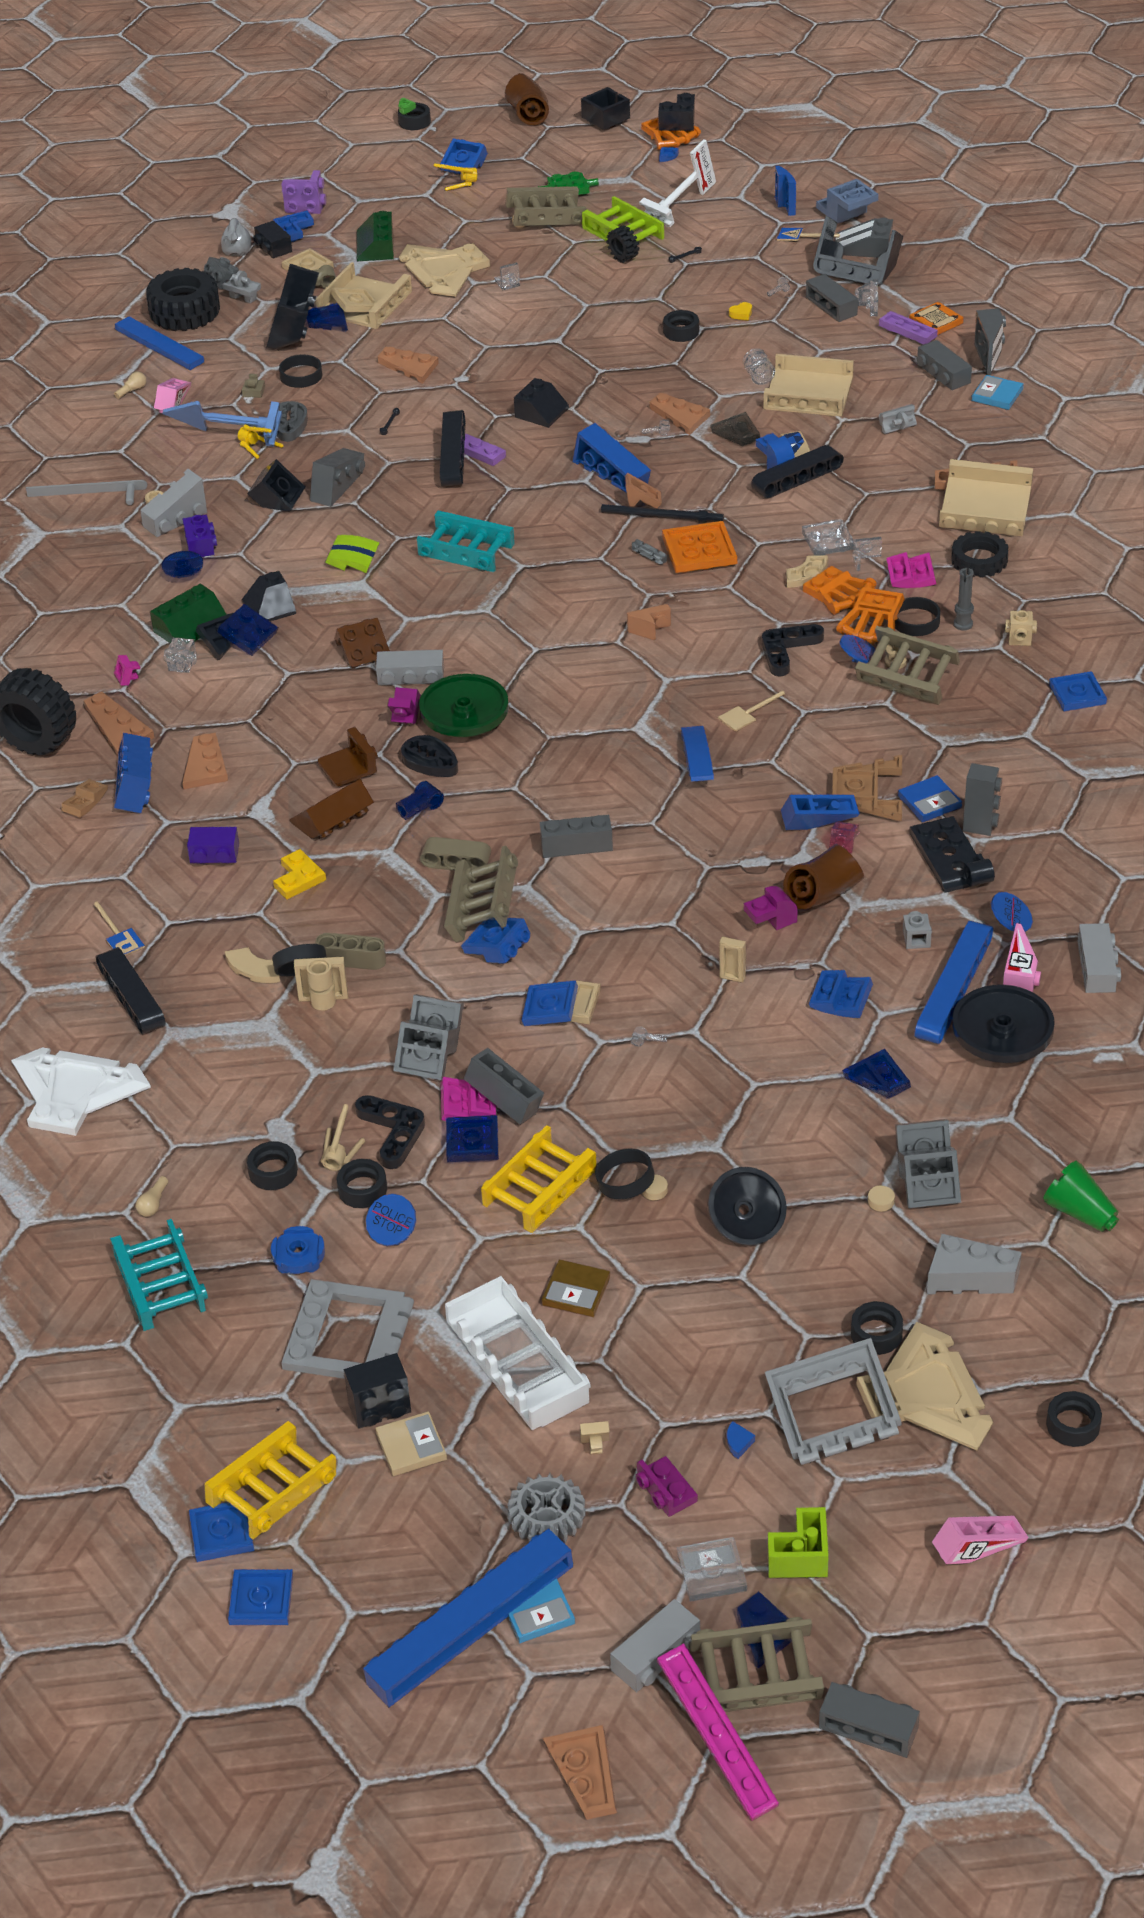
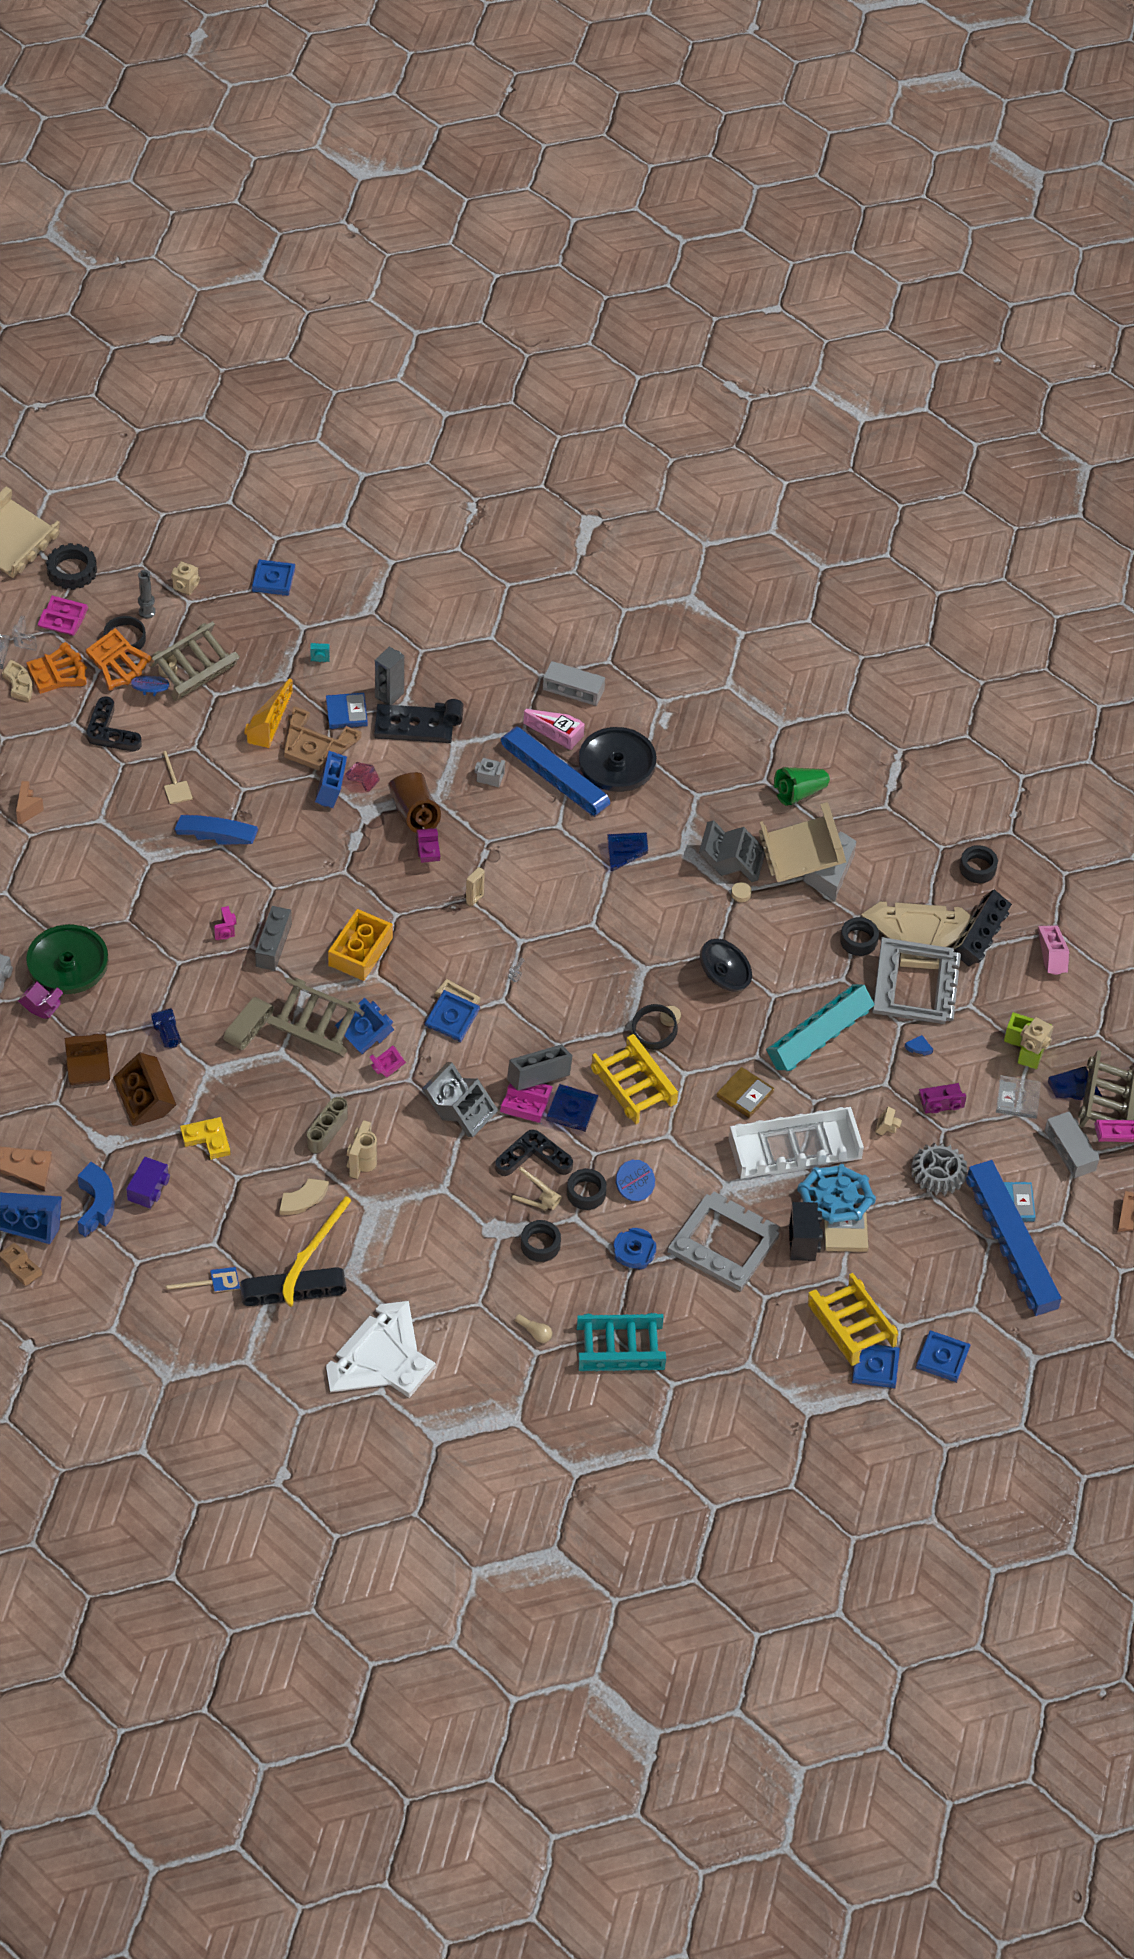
camera: 75 degrees left, 10 degrees up
(167, 981) = (302, 1257): none -> yellow piece
(176, 826) = (99, 1186): none -> blue arch
(284, 958) = (341, 1145): black tyre -> none
(429, 756) = (111, 1015): black piece -> none
(455, 971) = (387, 1062): none -> dark pink bracket
(461, 1402) = (840, 1207): none -> dark azure plate
(577, 799) = (225, 930): none -> dark pink bracket
(601, 899) = (360, 944): none -> light orange brick
(704, 1324) = (820, 1027): none -> teal brick
(784, 1533) = (1036, 1035): none -> tan brick
(841, 994) = (530, 840): blue slope -> none
(875, 742) = (268, 717): none -> light orange wedge
(962, 1446) = (982, 927): none -> black brick
(968, 1220) = (803, 847): none -> tan panel
(992, 751) = (320, 652): none -> teal plate
(1011, 910) = (503, 711): blue piece -> none

